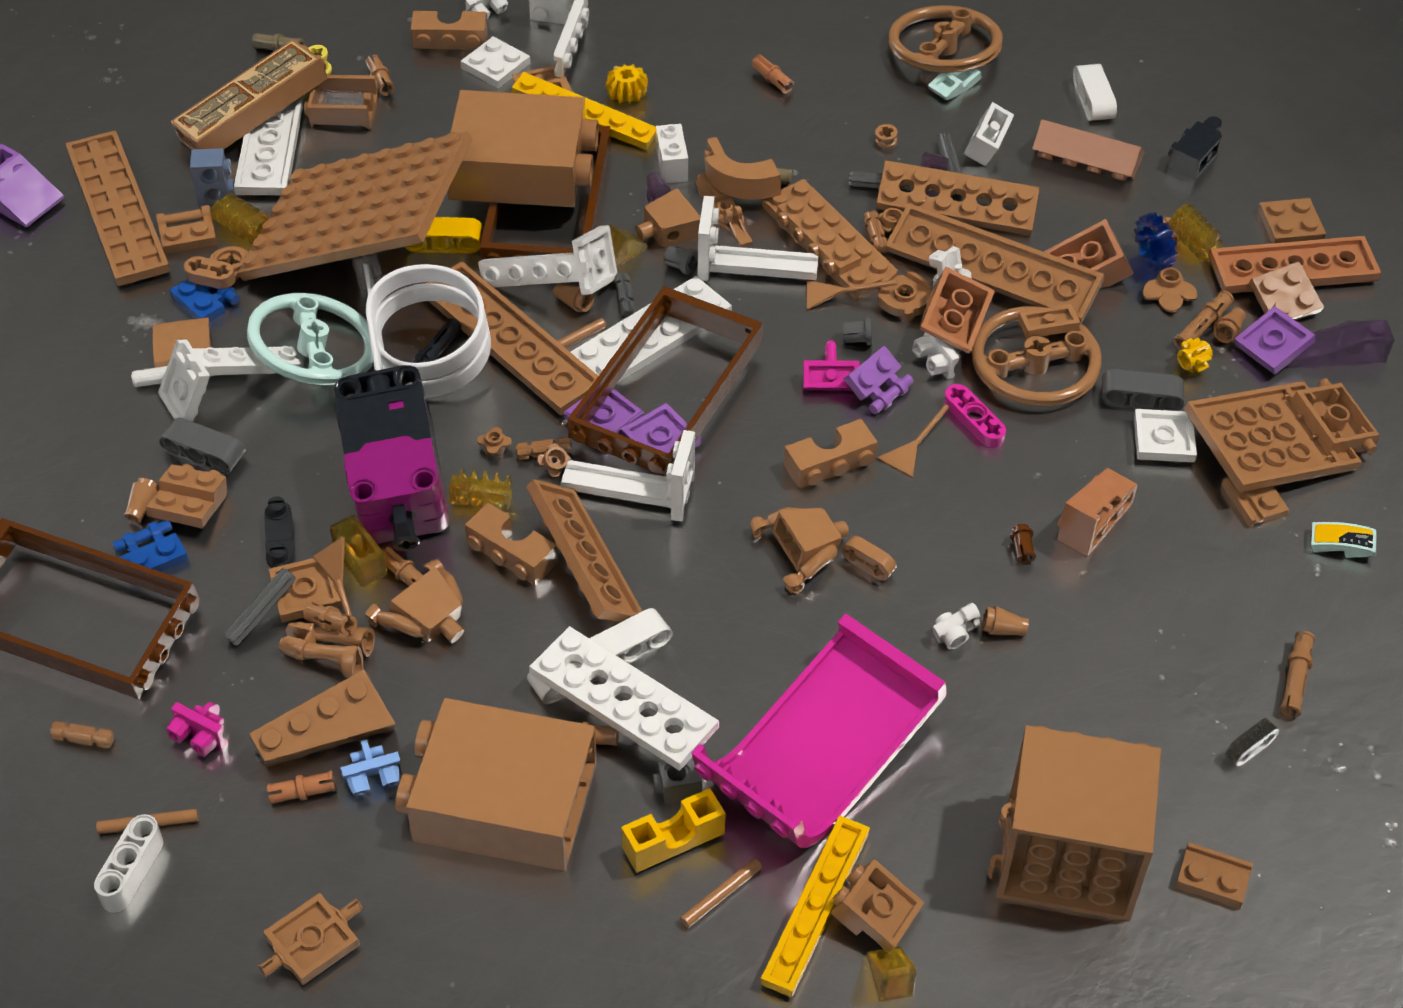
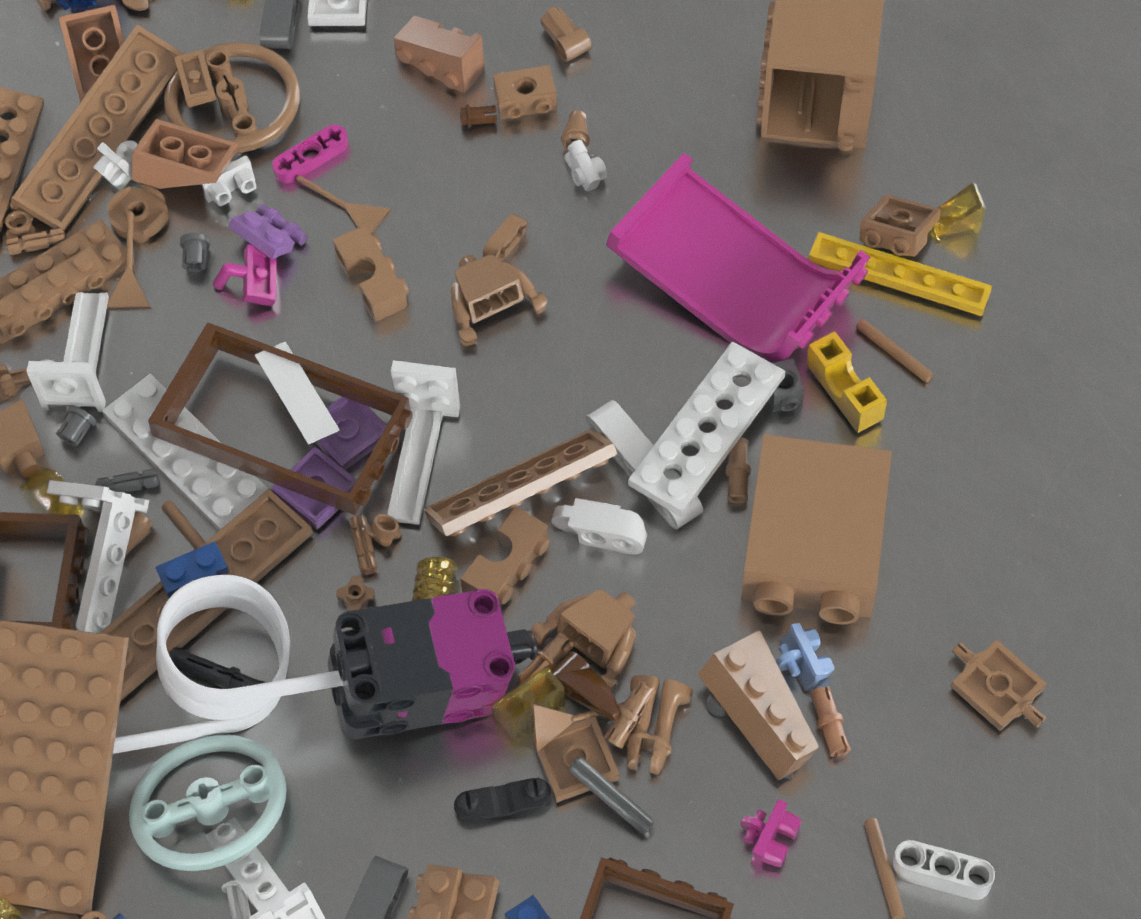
camera: 90 degrees left, 10 degrees up
(367, 589) = (586, 686): none -> reddish brown piece
(526, 330) = (191, 566): none -> blue plate
(533, 618) = (602, 525): none -> white piece
(681, 383) = (298, 395): none -> white sticker
(1051, 580) = (525, 92): none -> medium nougat brick
(1126, 622) = (567, 38): none -> medium nougat piece

